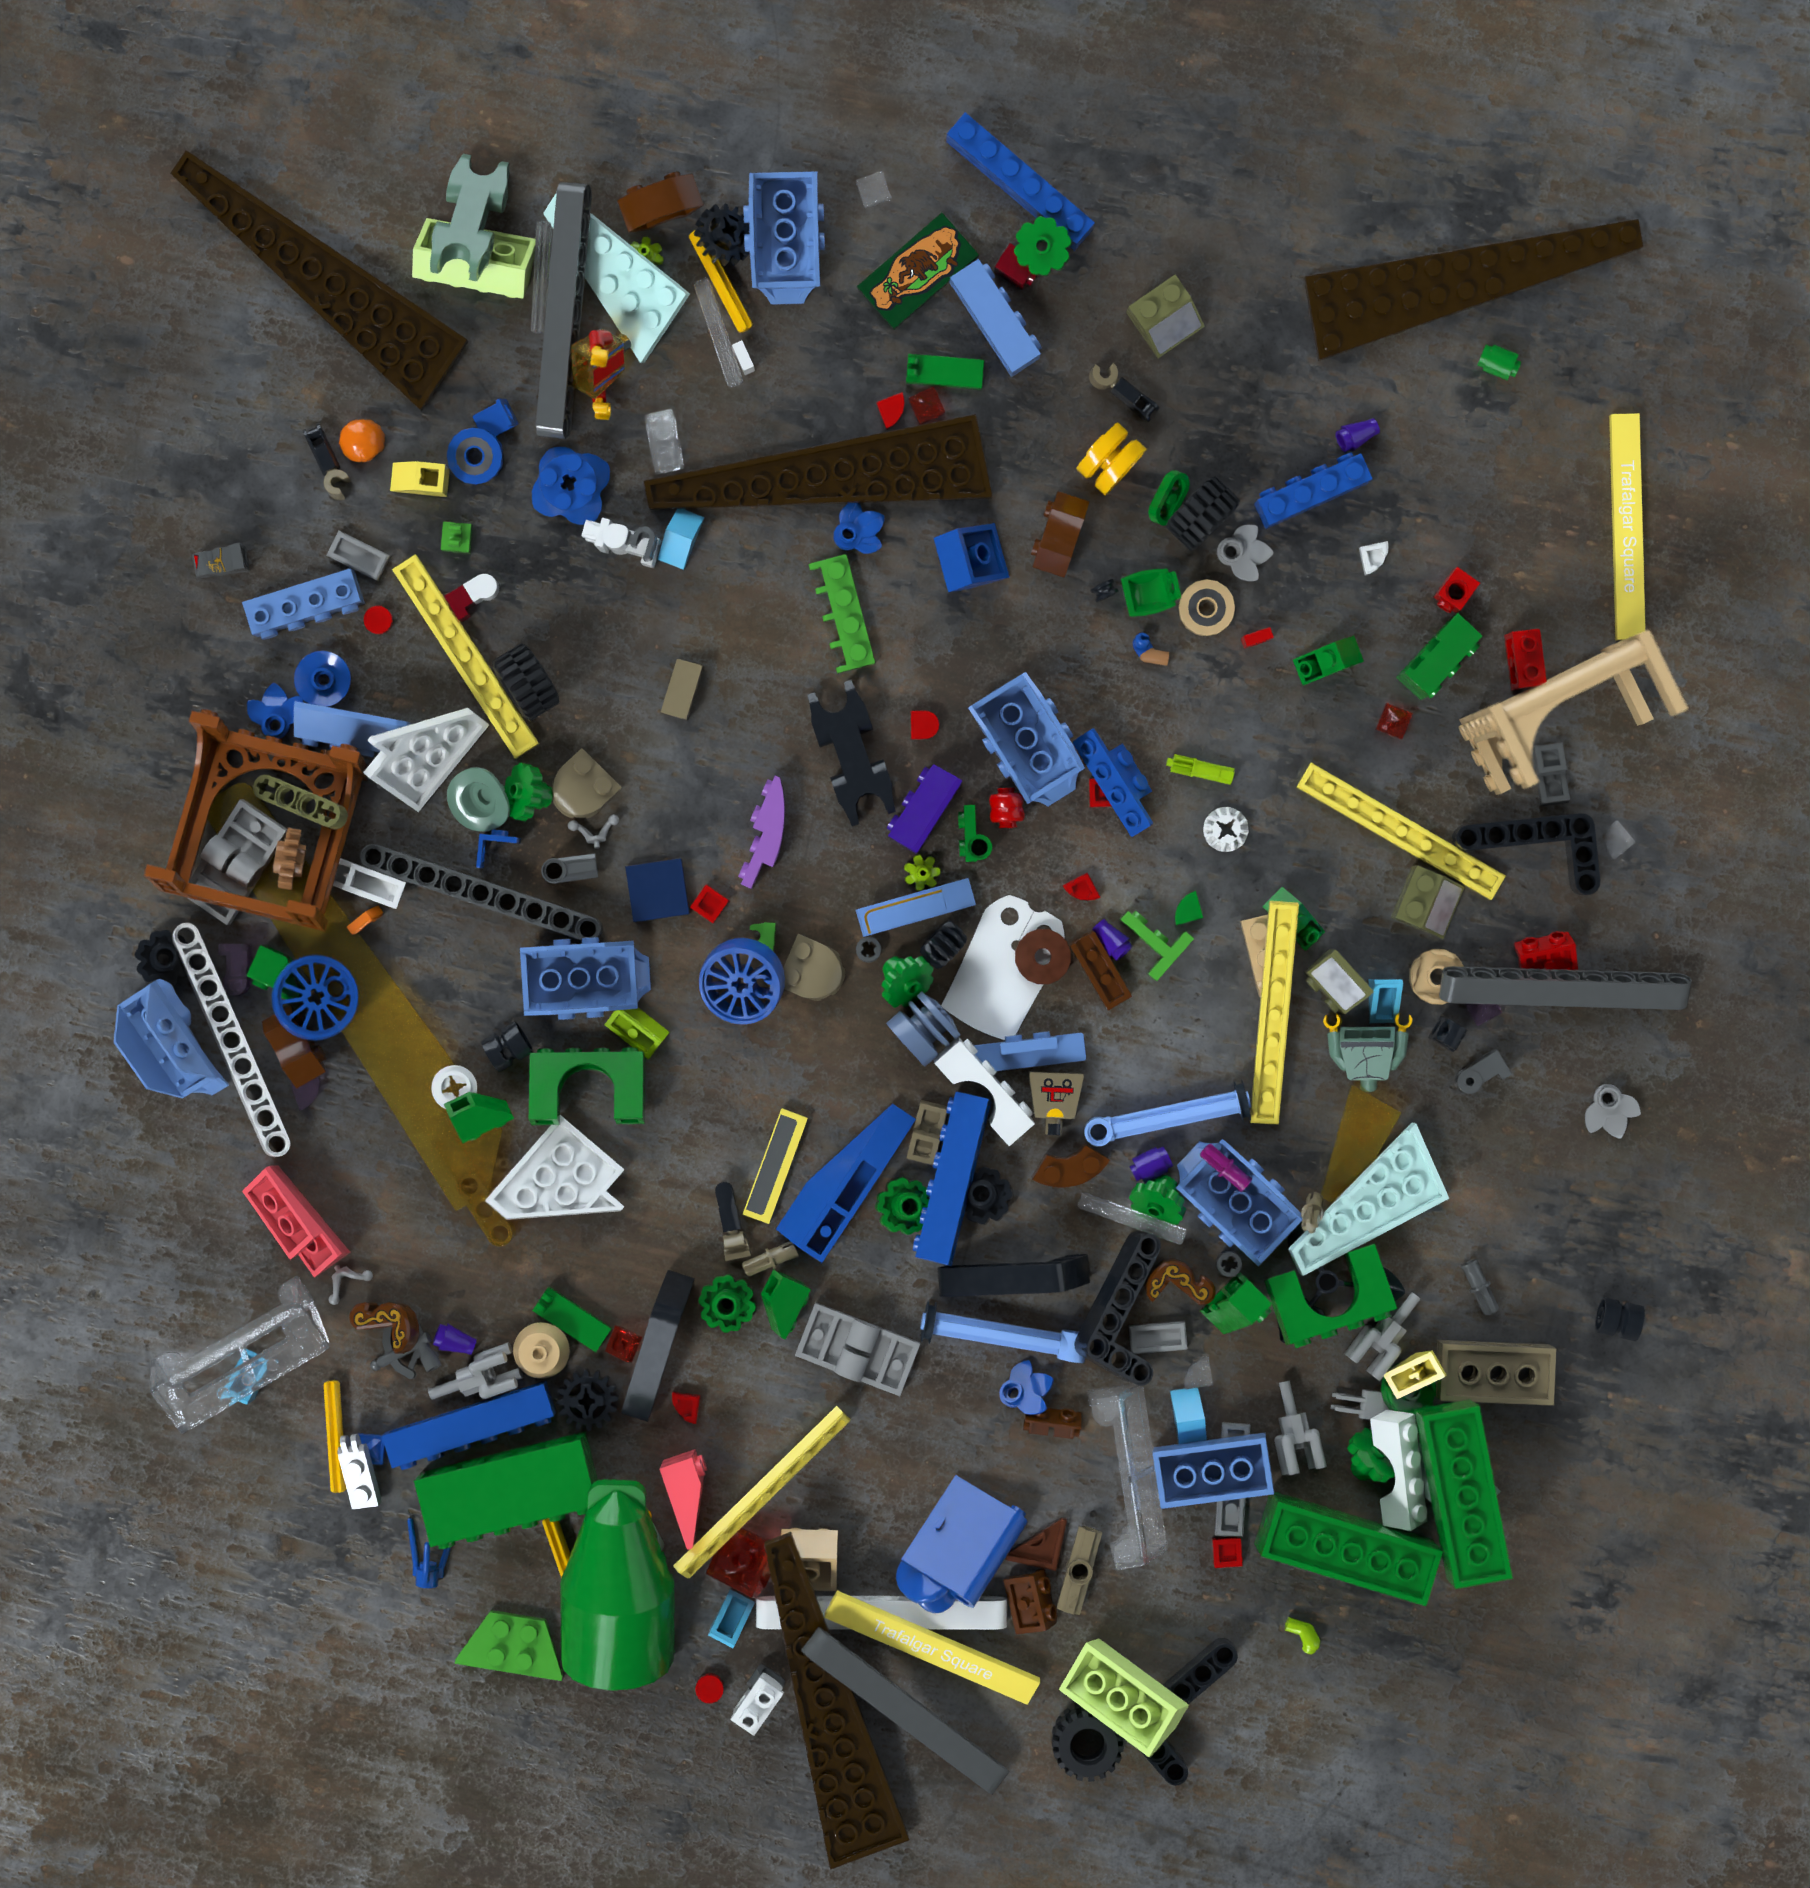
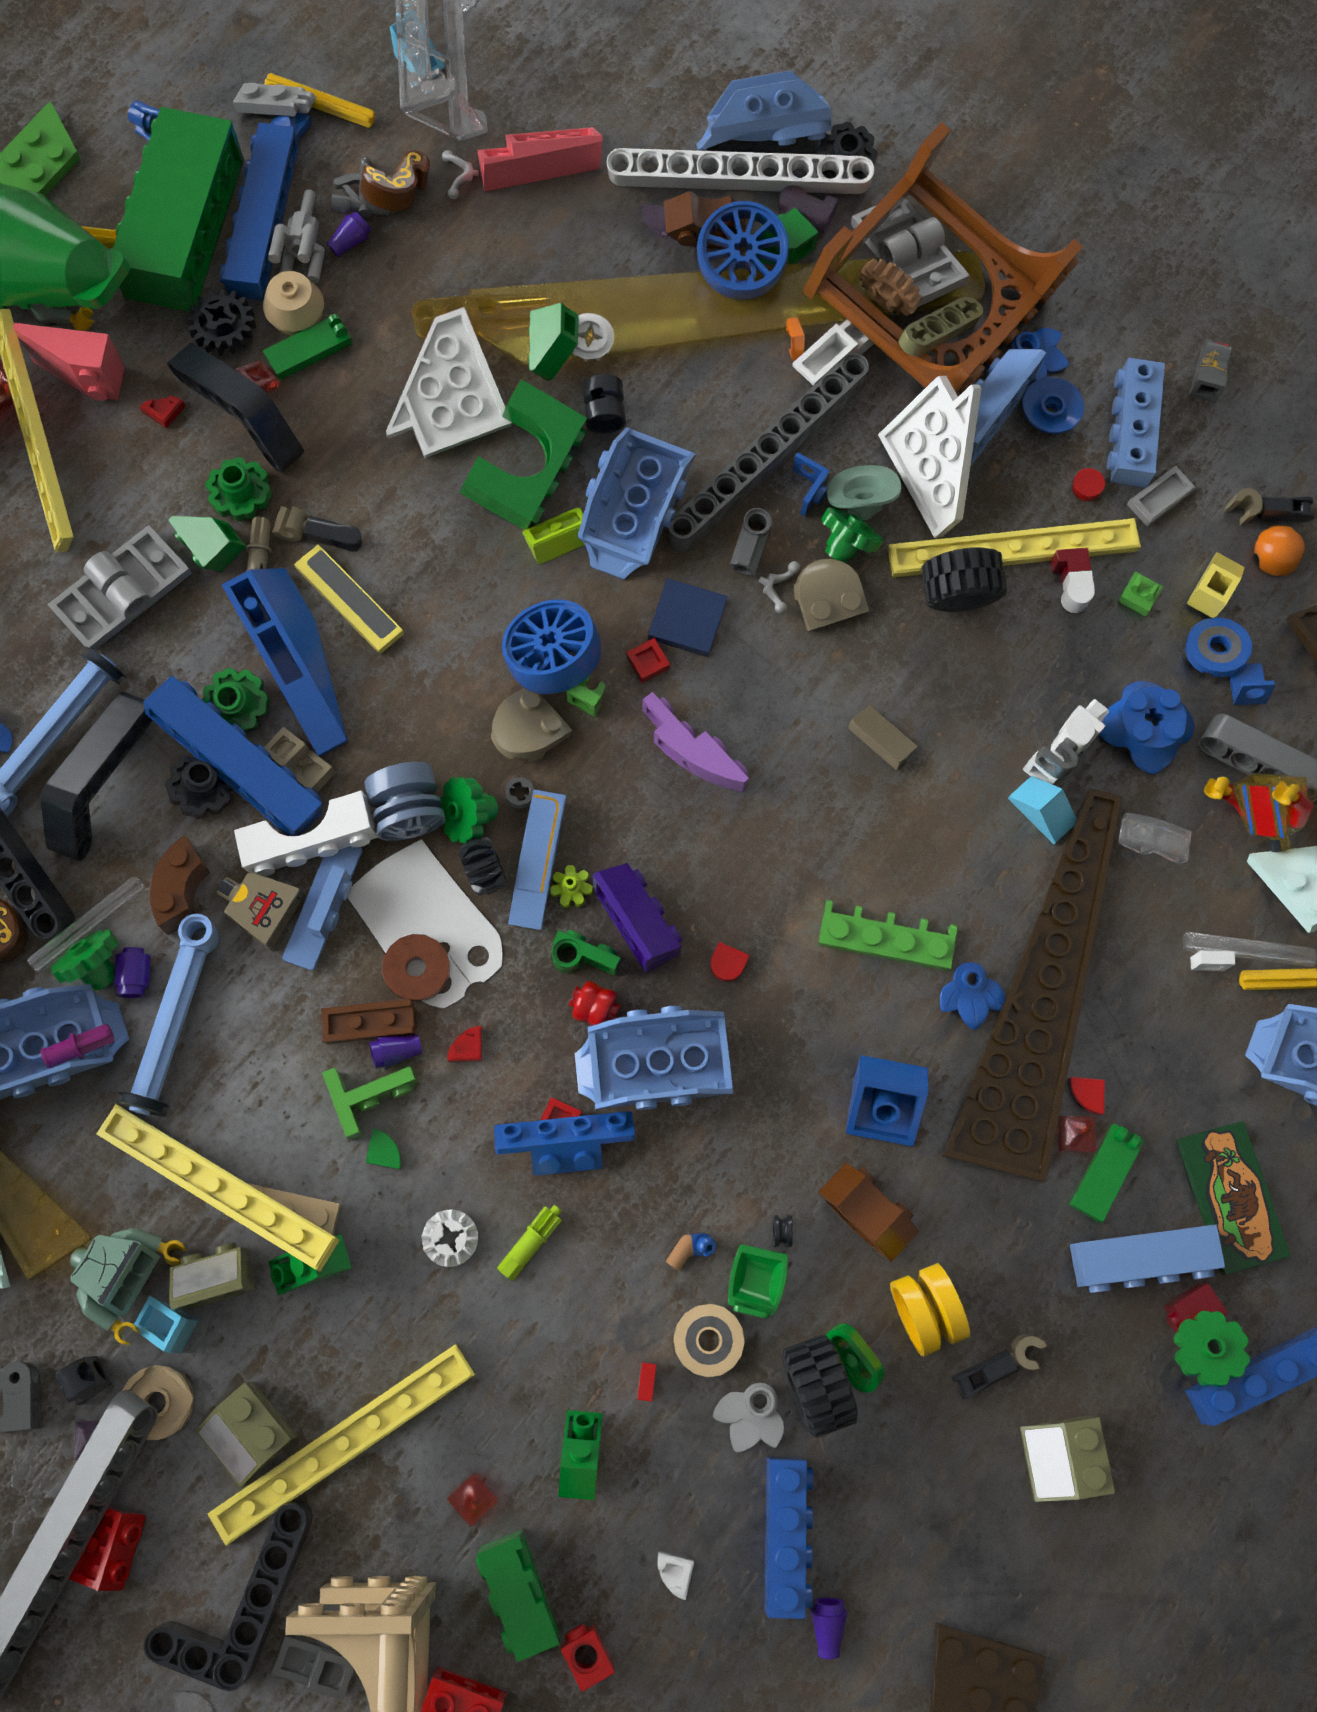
camera: 110 degrees right, 15 degrees down
(858, 773) = (754, 874): black piece -> none

